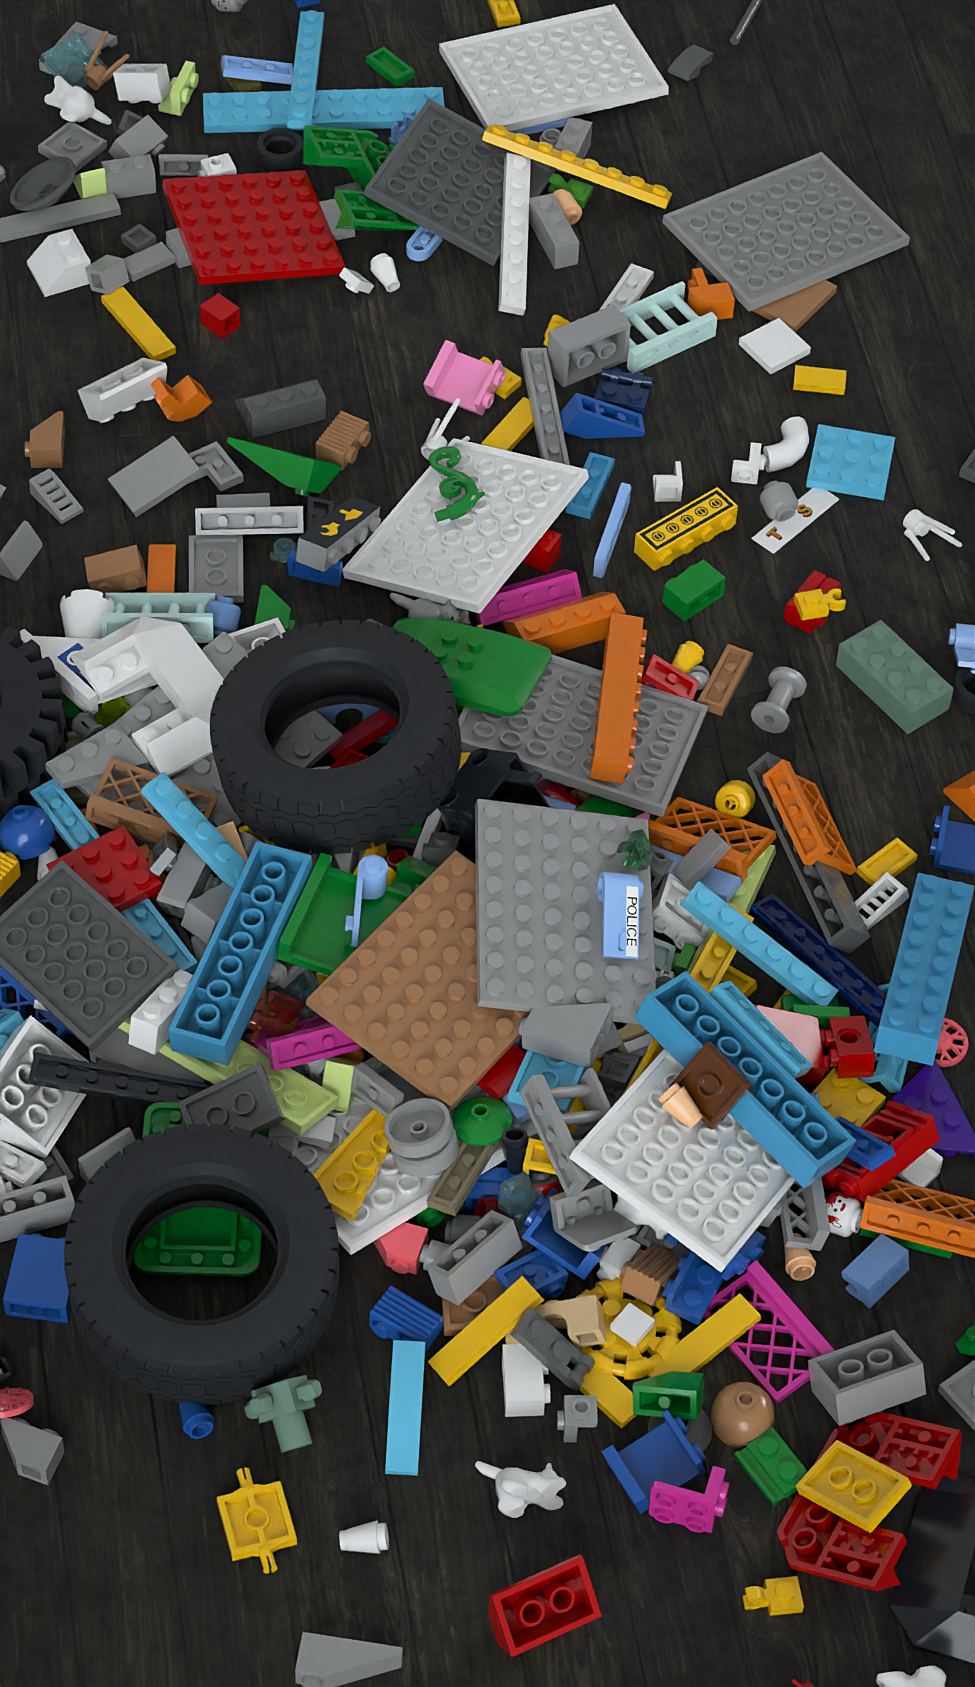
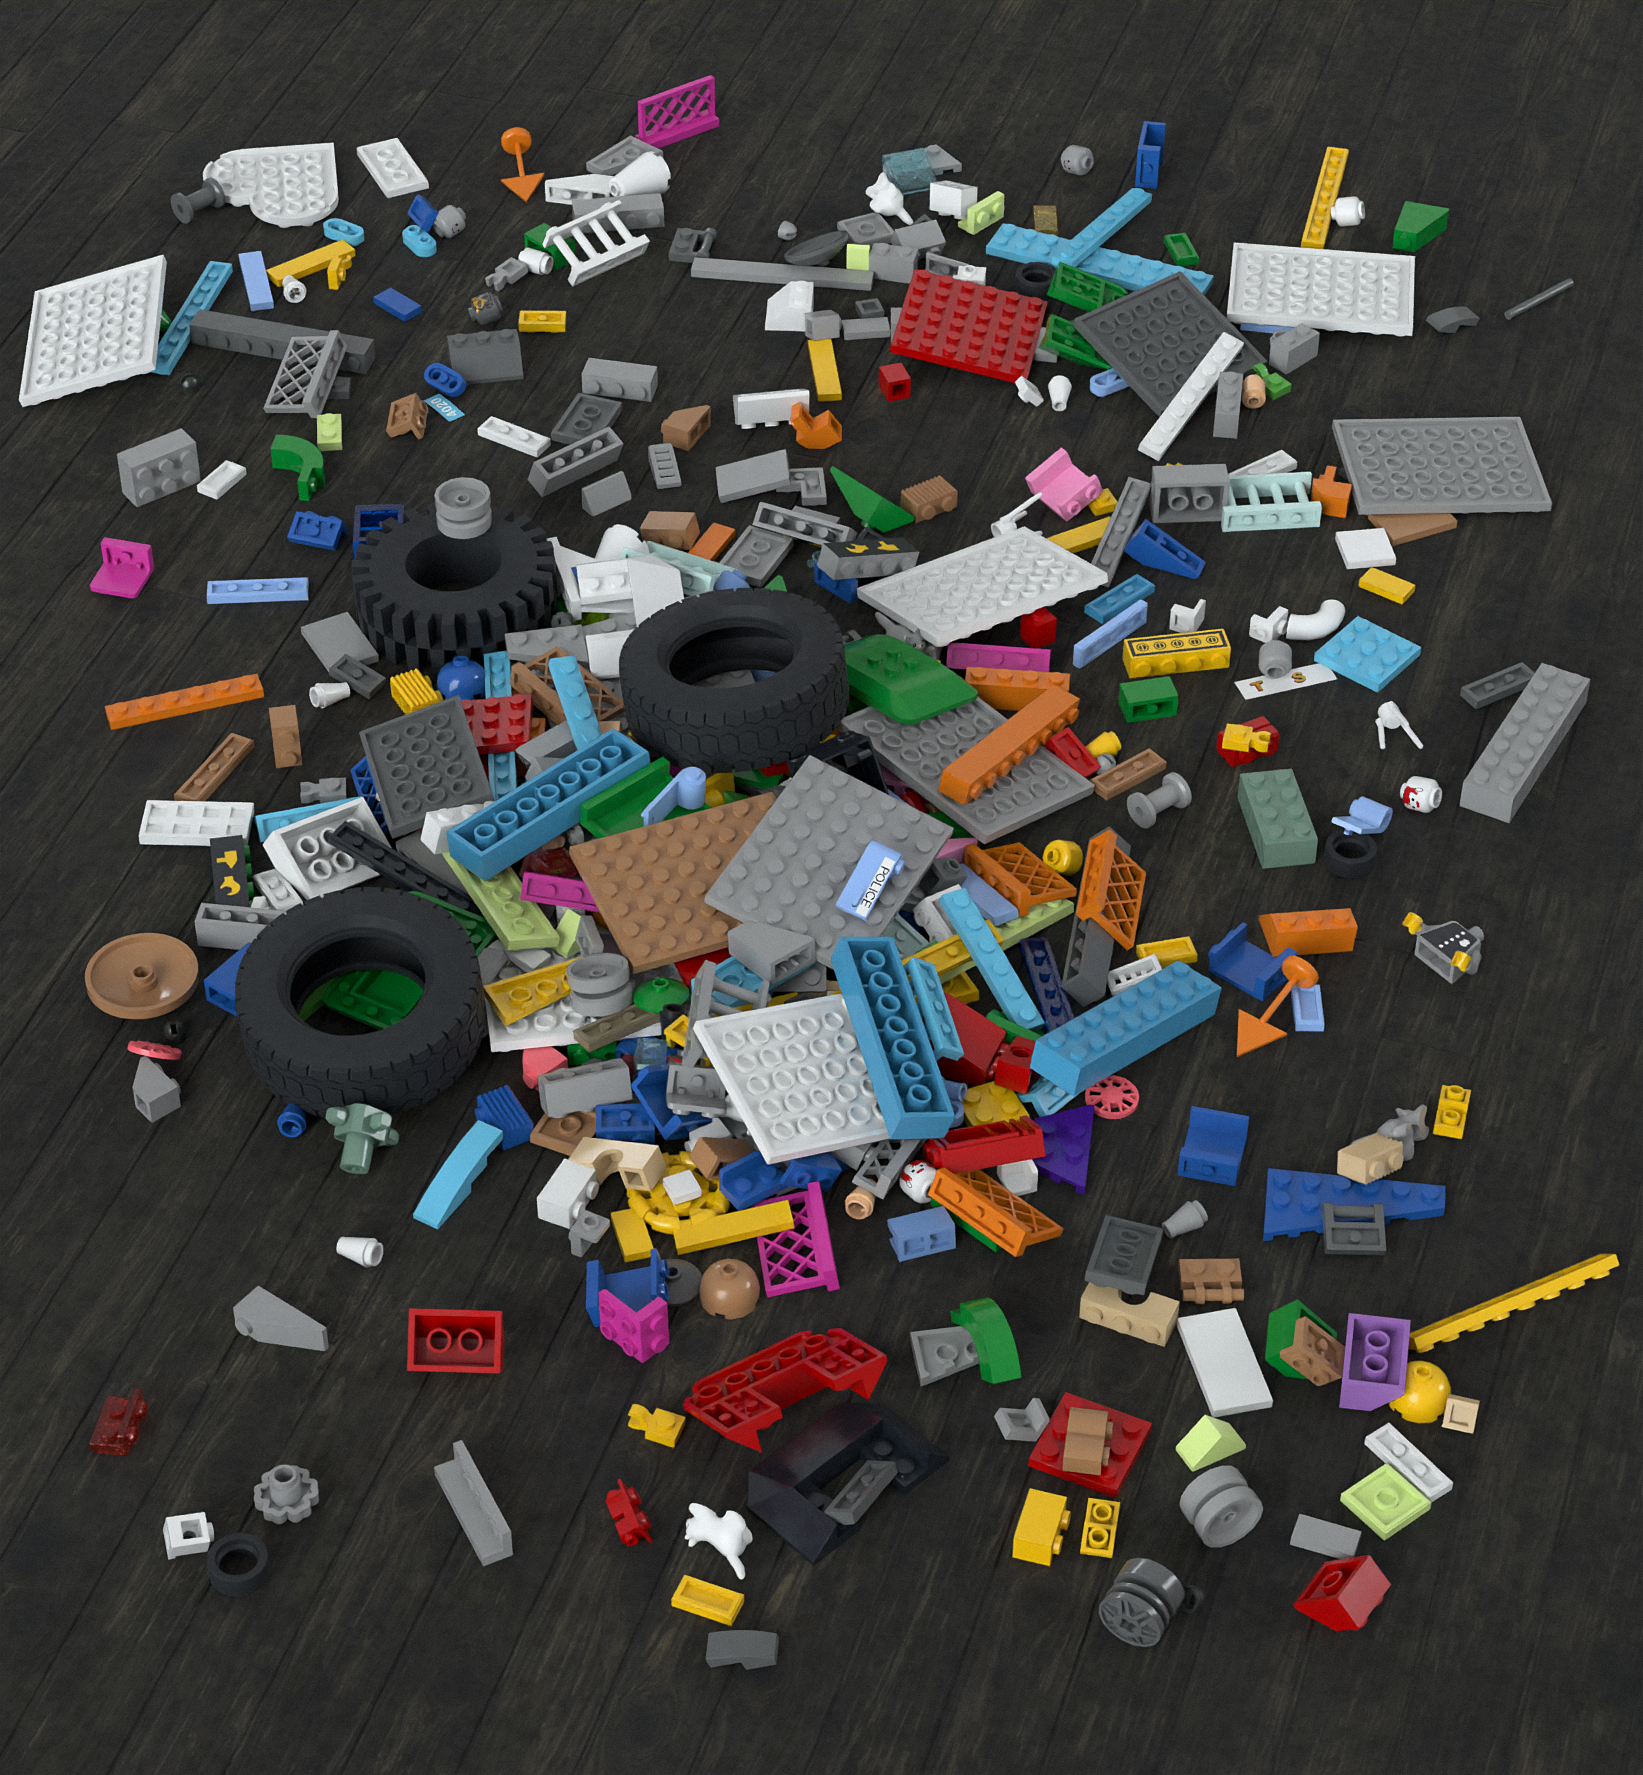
camera: 30 degrees right, 10 degrees down
(98, 75) = (921, 185): medium nougat plant -> none
(163, 854) = (545, 721): dark grey plate -> none
(238, 1101) = (473, 906): dark grey plate -> none
(256, 1520) = (286, 1204): yellow plate -> none
(257, 69) = (1057, 216): light blue tile -> none
(283, 408) = (896, 461): dark grey slope -> none
(452, 485) = (988, 564): green plant -> none
(484, 1331) = (558, 1144): yellow tile -> none
(520, 1487) = (509, 1265): white animal -> none
(552, 1348) = (599, 1174): dark grey plate -> none
(586, 169) = (1287, 365): yellow plate -> none
(627, 397) = (1200, 544): dark blue plate -> none
(638, 849) = (918, 840): clear green tile -> none
(673, 1391) = (679, 1247): green slope -> none
(680, 1105) = (818, 1030): light nougat cone -> none
(701, 858) = (992, 881): light grey slope -> none
(713, 1084) = (852, 1025): reddish brown tile -> none
(771, 1466) = (726, 1335): green plate -> none
(853, 1486) = (771, 1364): yellow plate -> none
(867, 1377) = (846, 1298): light grey brick -> none
(868, 1149) = (966, 1129): blue tile -> none

